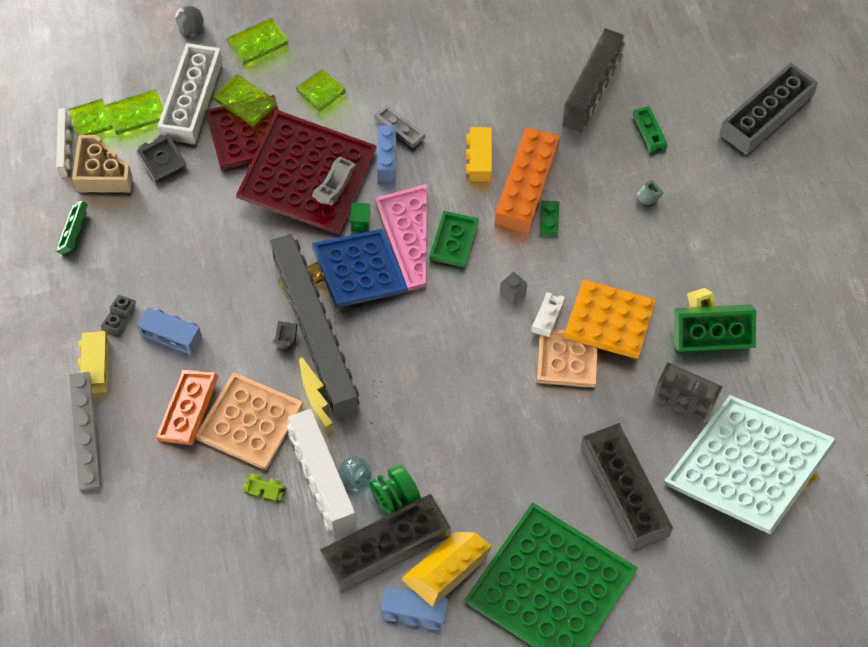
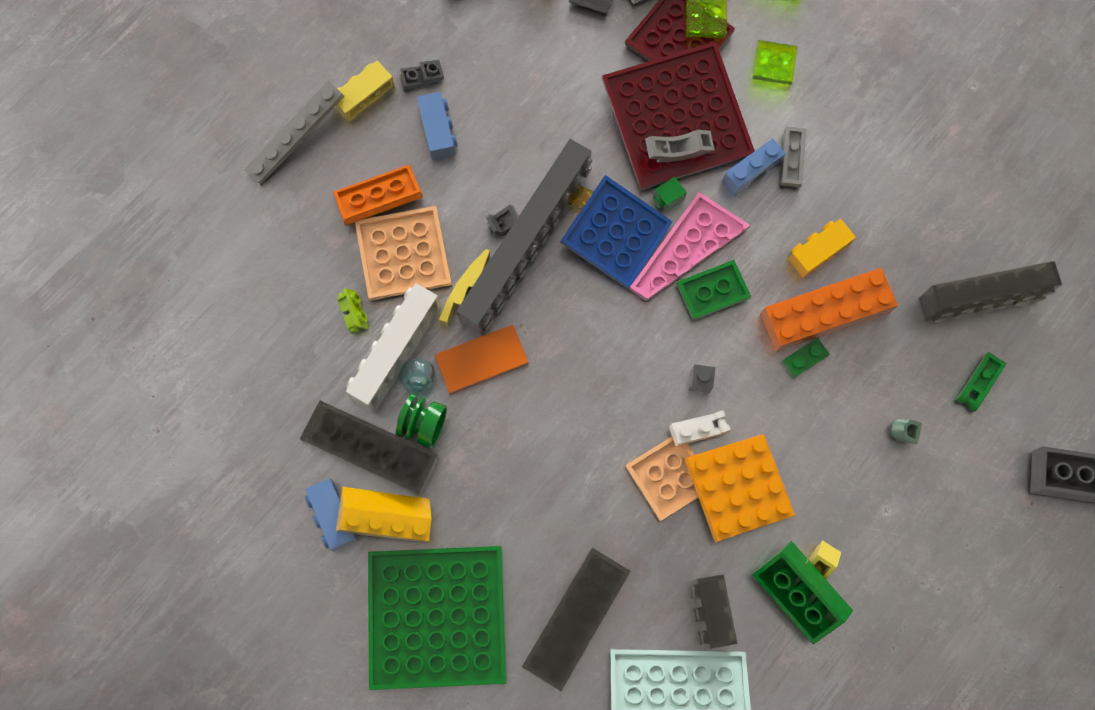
camera: 50 degrees right, 15 degrees up
(377, 423) = (481, 359): none -> orange tile

